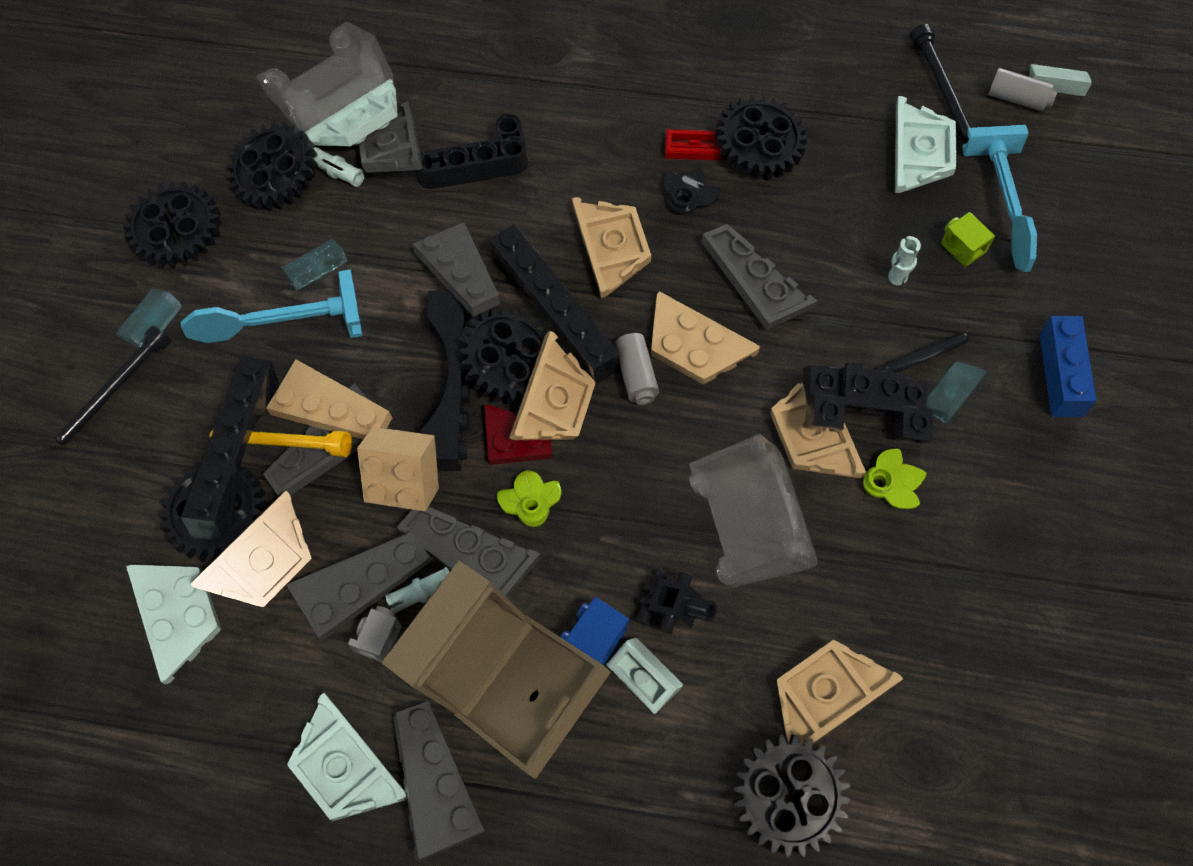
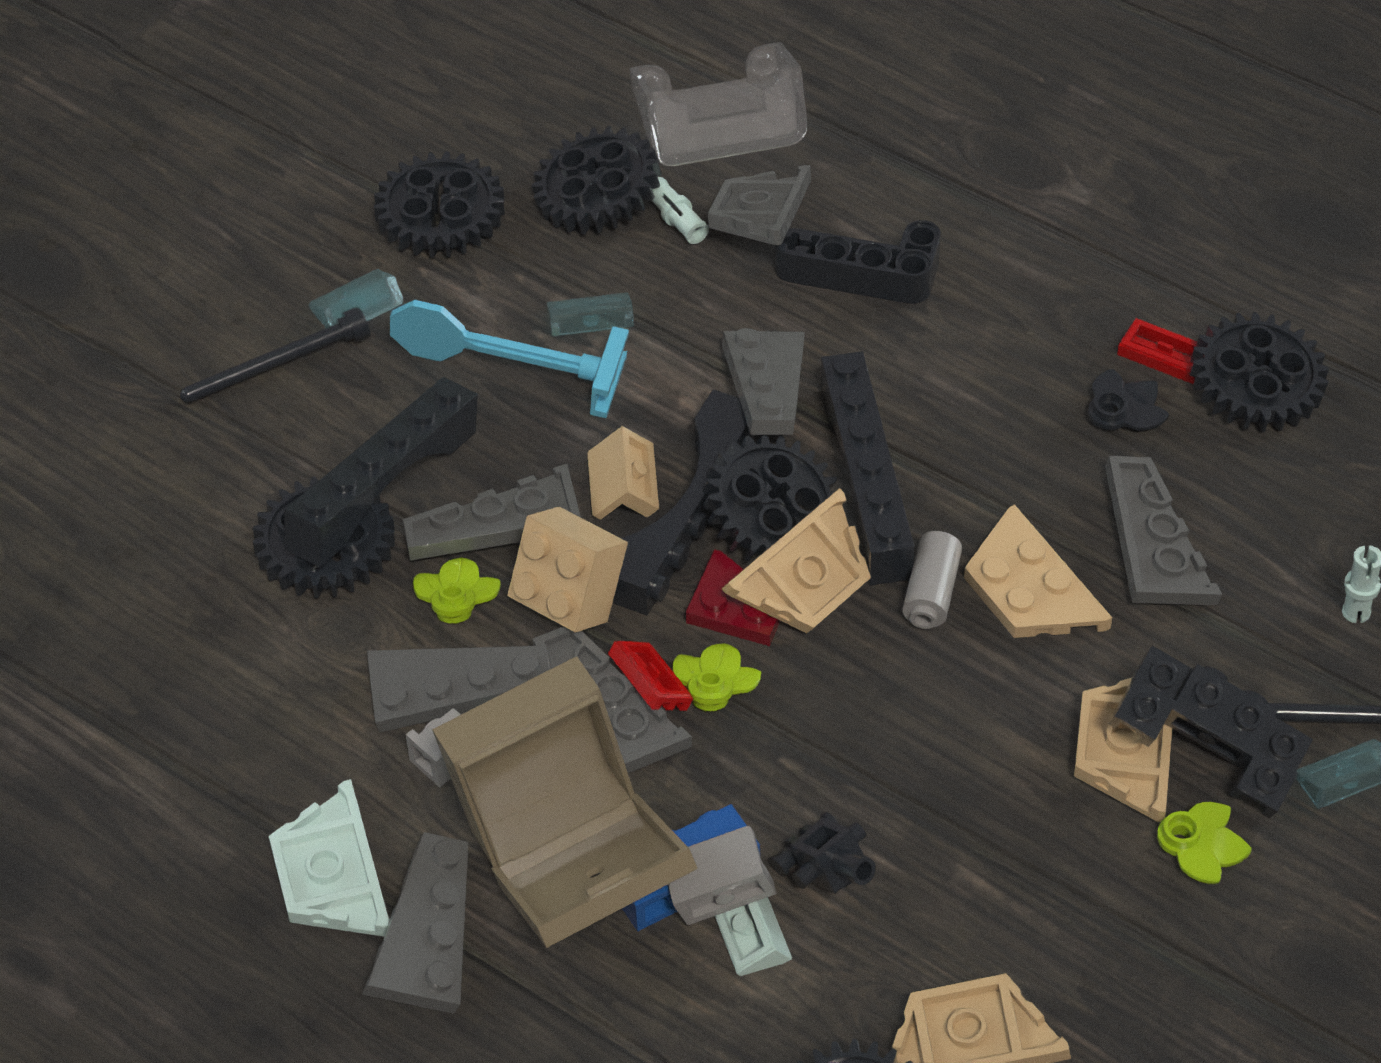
camera: 25 degrees right, 15 degrees down
(173, 614) = (222, 631): light aqua wing -> none
(259, 558) = (351, 605): wing -> none
(325, 404) = (516, 468): tan wing -> none
(325, 509) = (455, 589): none -> lime plate
(336, 443) = (506, 514): yellow piece -> none
(357, 119) = (733, 162): light aqua wing -> none
(396, 375) = (623, 473): none -> tan panel
(489, 519) = (650, 675): none -> red tile
(612, 242) = (985, 425): tan wing -> none
(620, 651) = (726, 877): none -> light grey panel
(754, 512) = (993, 797): clear windscreen -> none

